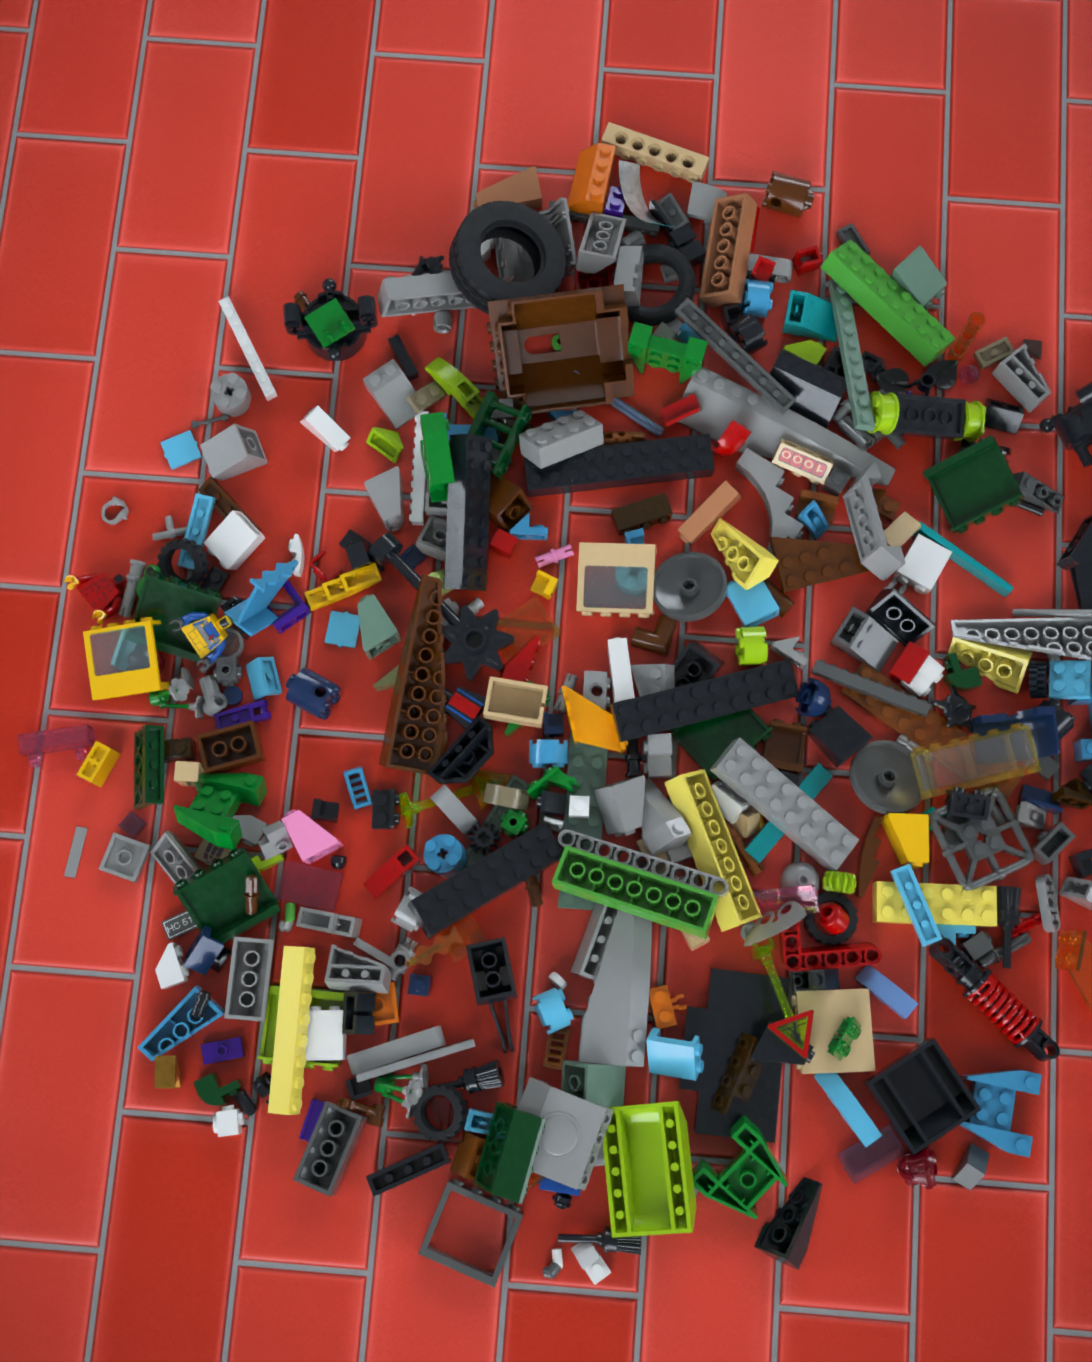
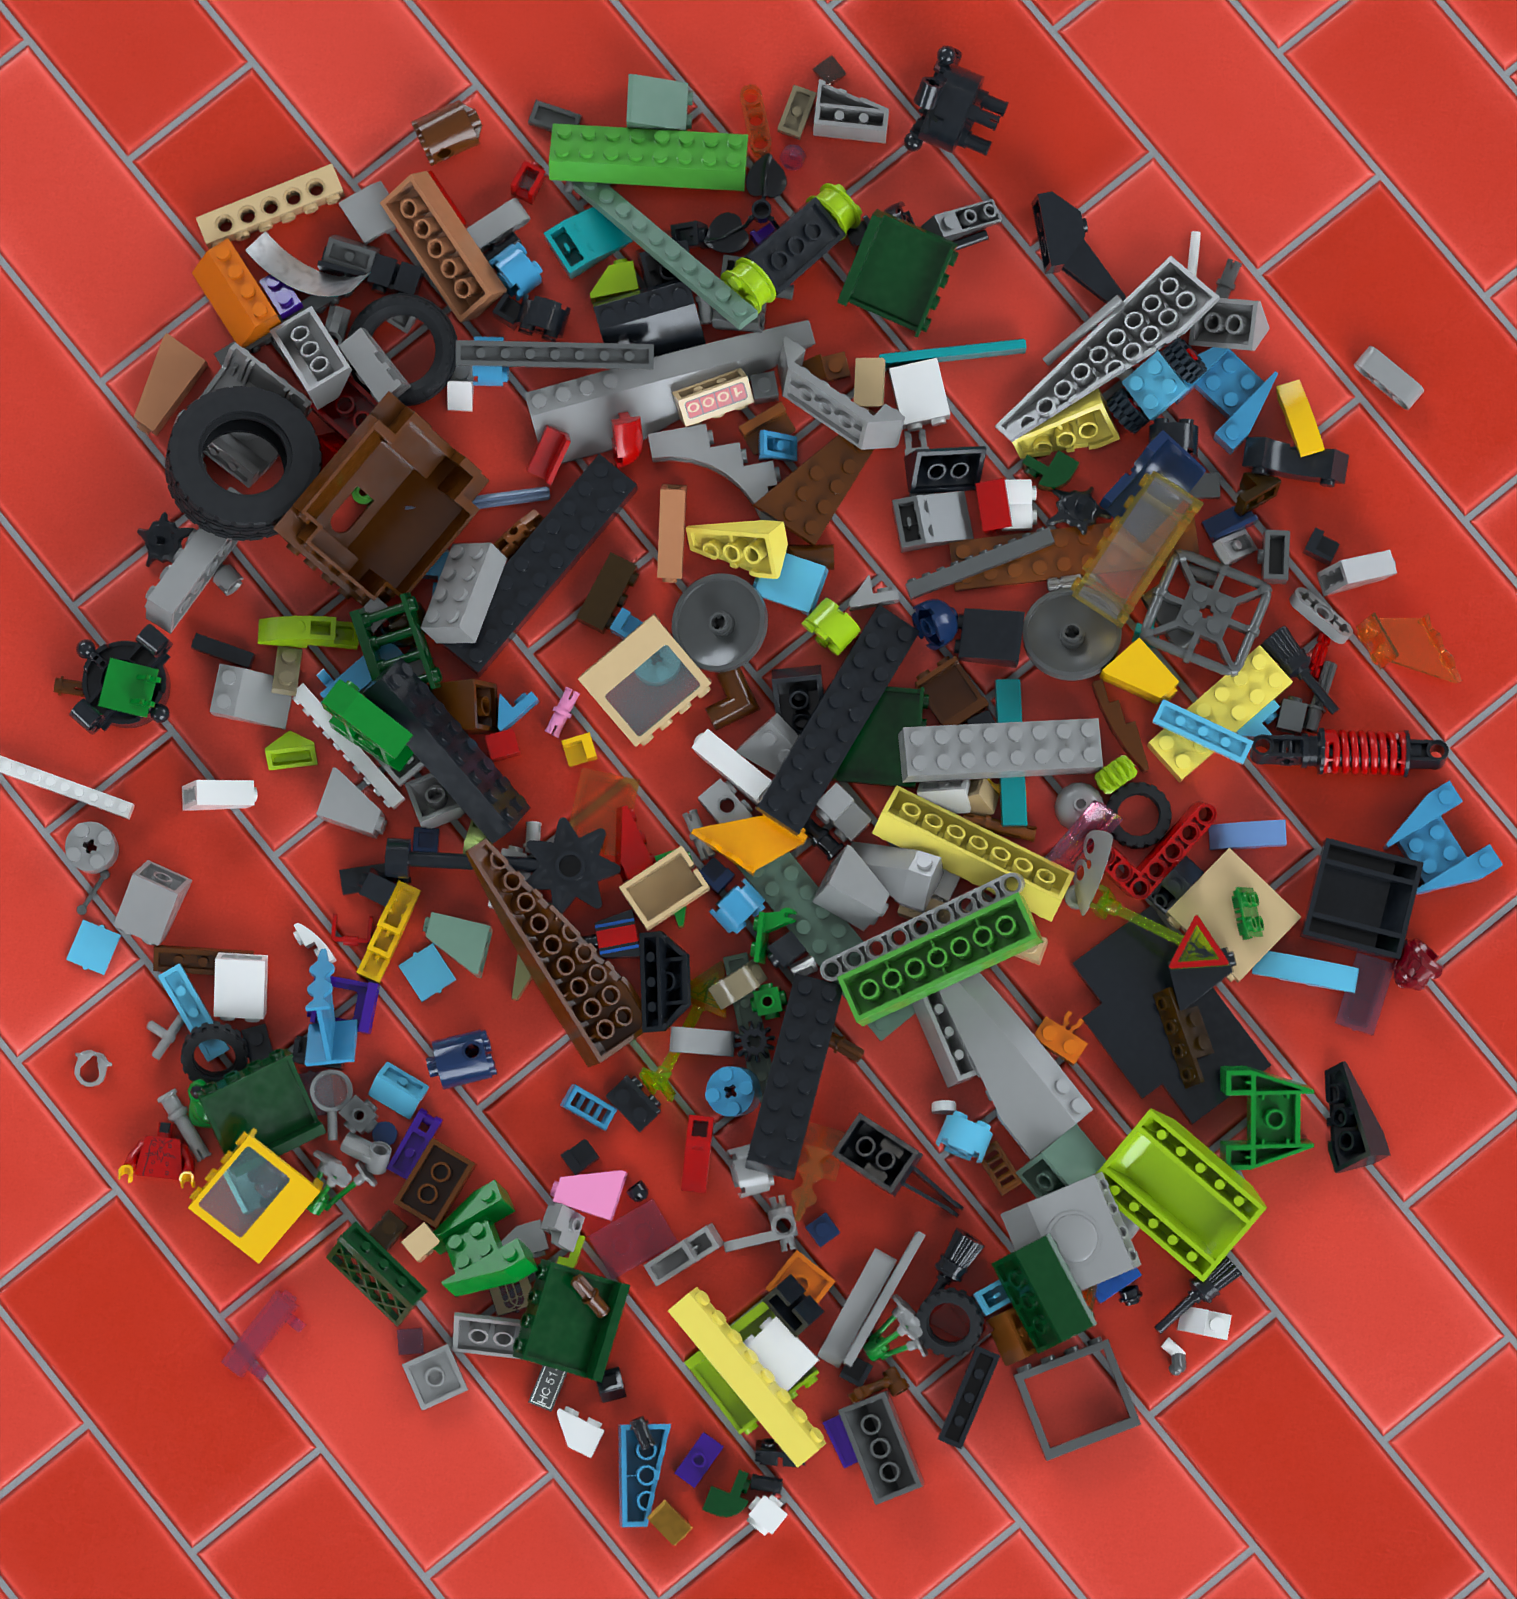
camera: 40 degrees left, 5 degrees up
(75, 852) = (381, 1417): light grey sticker -> none
(98, 764) = (323, 1317): yellow hinge -> none
(203, 951) = (595, 1389): dark blue panel -> none
(205, 634) = (308, 1101): torso -> none
(249, 979) = (663, 1371): light grey slope -> none
(289, 918) = (643, 1284): arm -> none
(355, 974) = (756, 1273): light grey wedge -> none
(579, 807) = (814, 930): white brick -> none
(665, 352) = (493, 408): green wedge -> none
(674, 1056) = (1111, 1073): medium azure panel -> none
(763, 269) = (497, 237): red panel -> none
(834, 919) = (1141, 813): red head -> none
(968, 805) = (1166, 593): black bracket -> none
(971, 1167) = (1462, 921): dark grey slope -> none
(1003, 416) = (861, 170): black panel -> none

